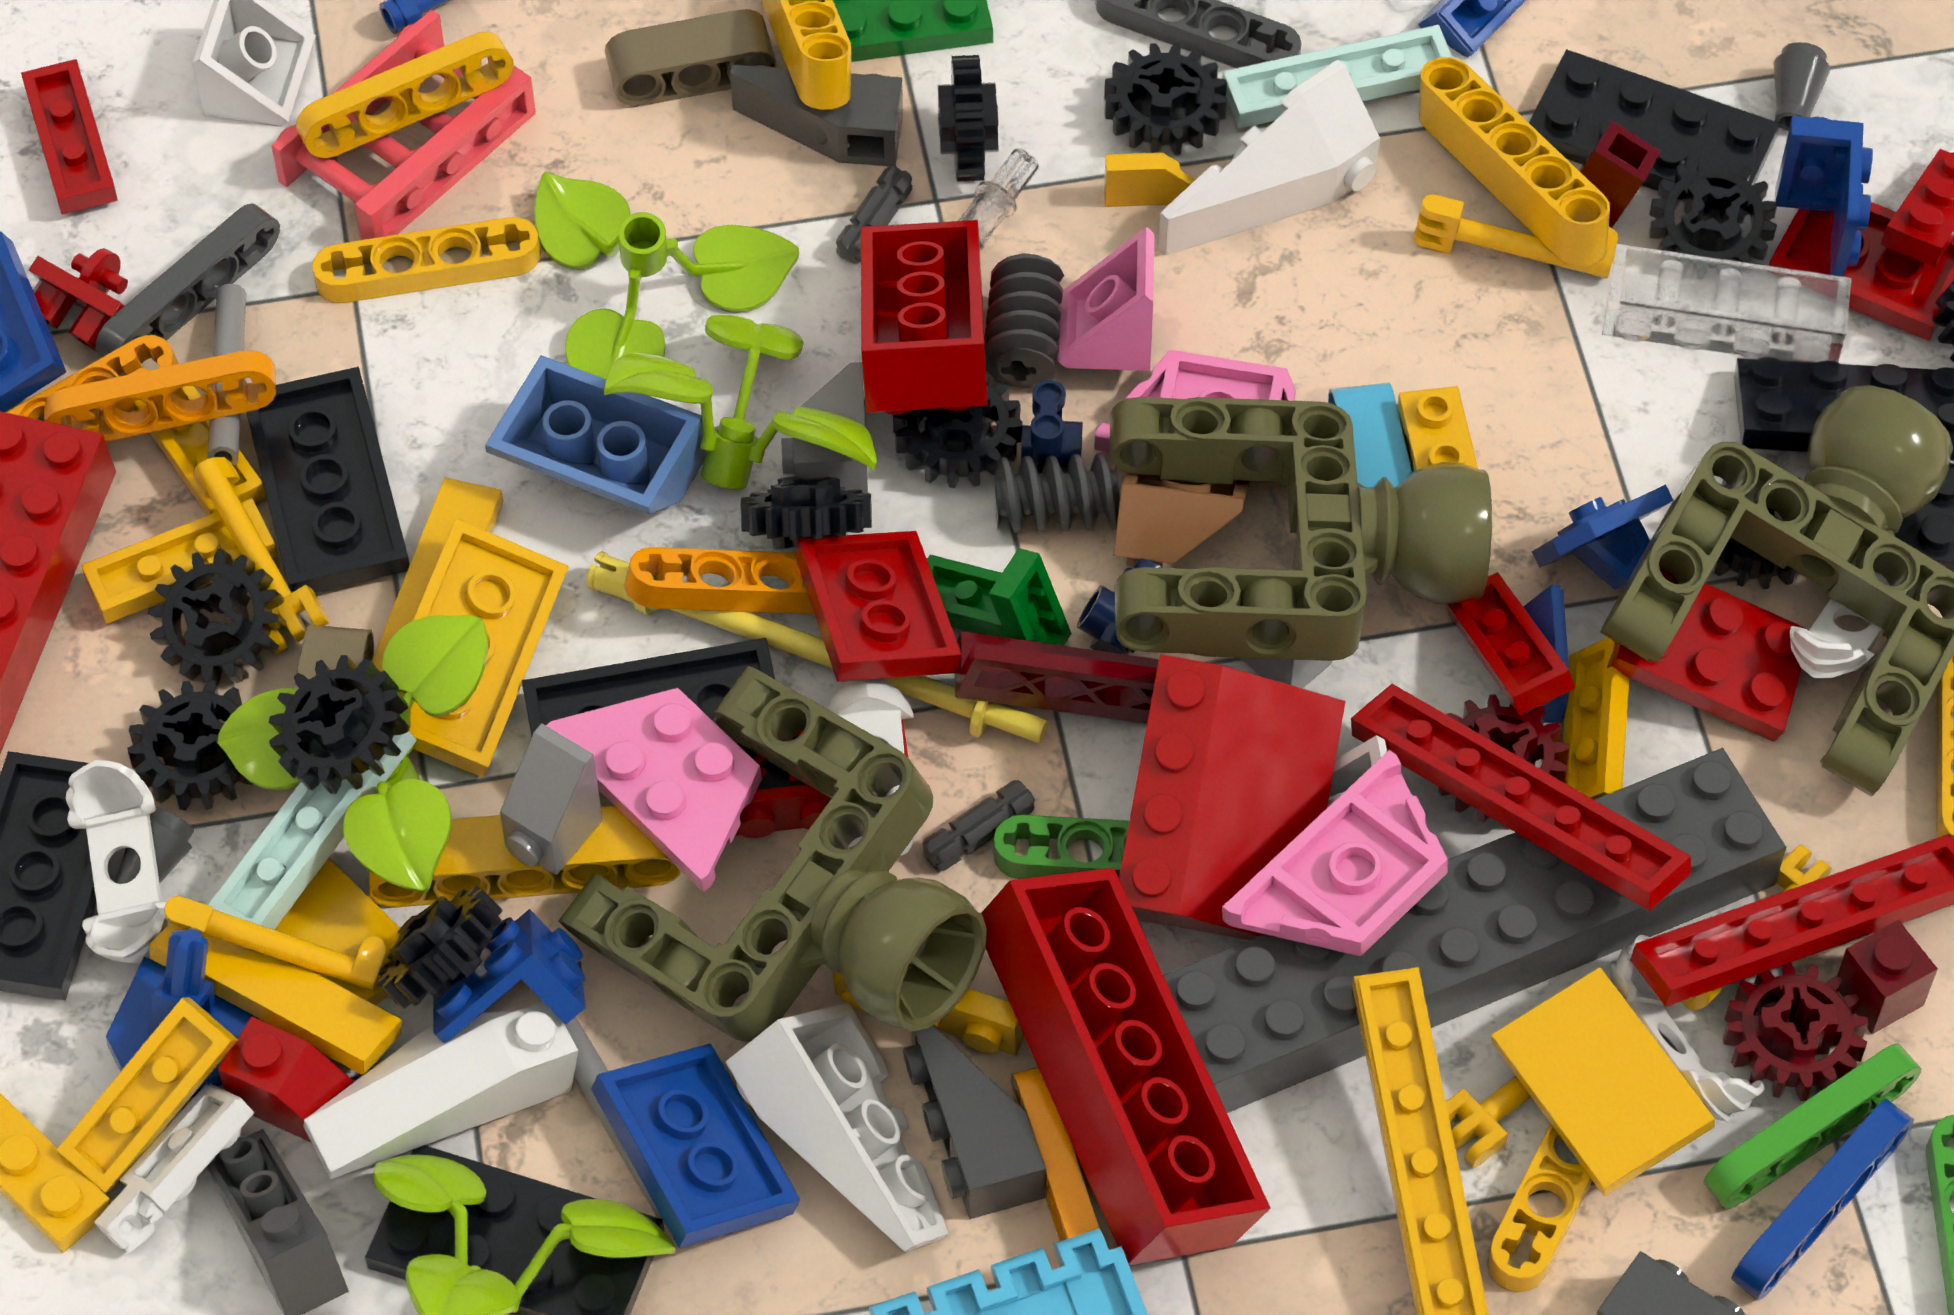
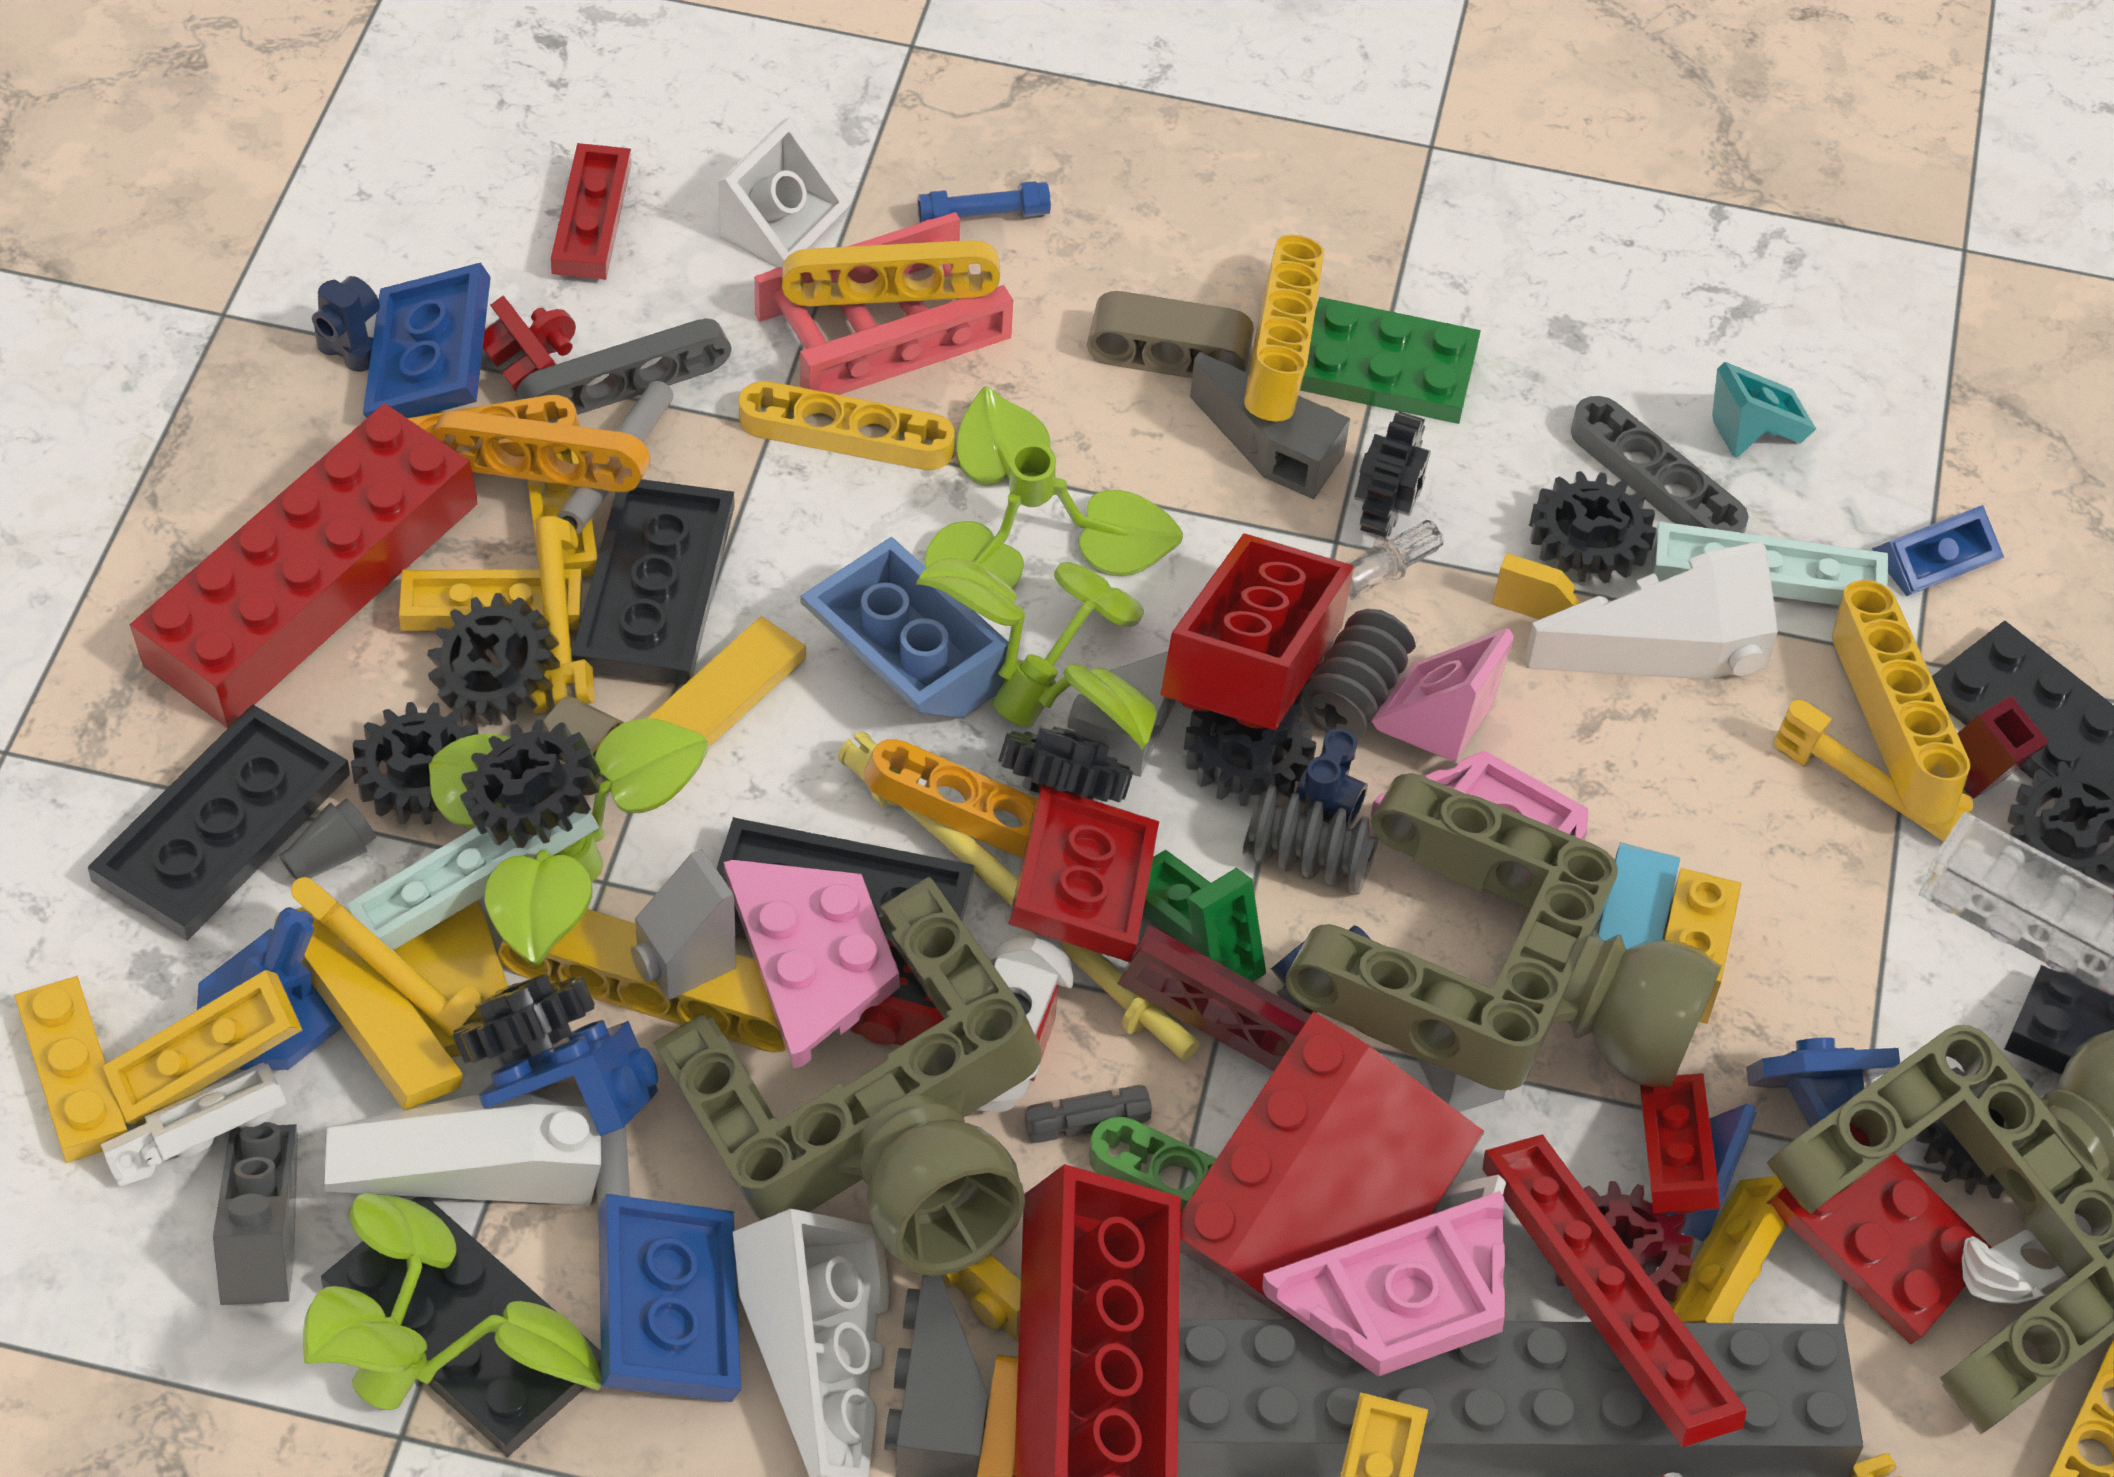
camera: 20 degrees right, 5 degrees down
(115, 812) = (307, 791): white piece -> none
(280, 1076) = (327, 1078): red slope -> none
(513, 597) = (754, 744): yellow plate -> none
(875, 210) = (1279, 524): dark grey axle -> none
(1172, 517) = (1404, 899): medium nougat slope -> none

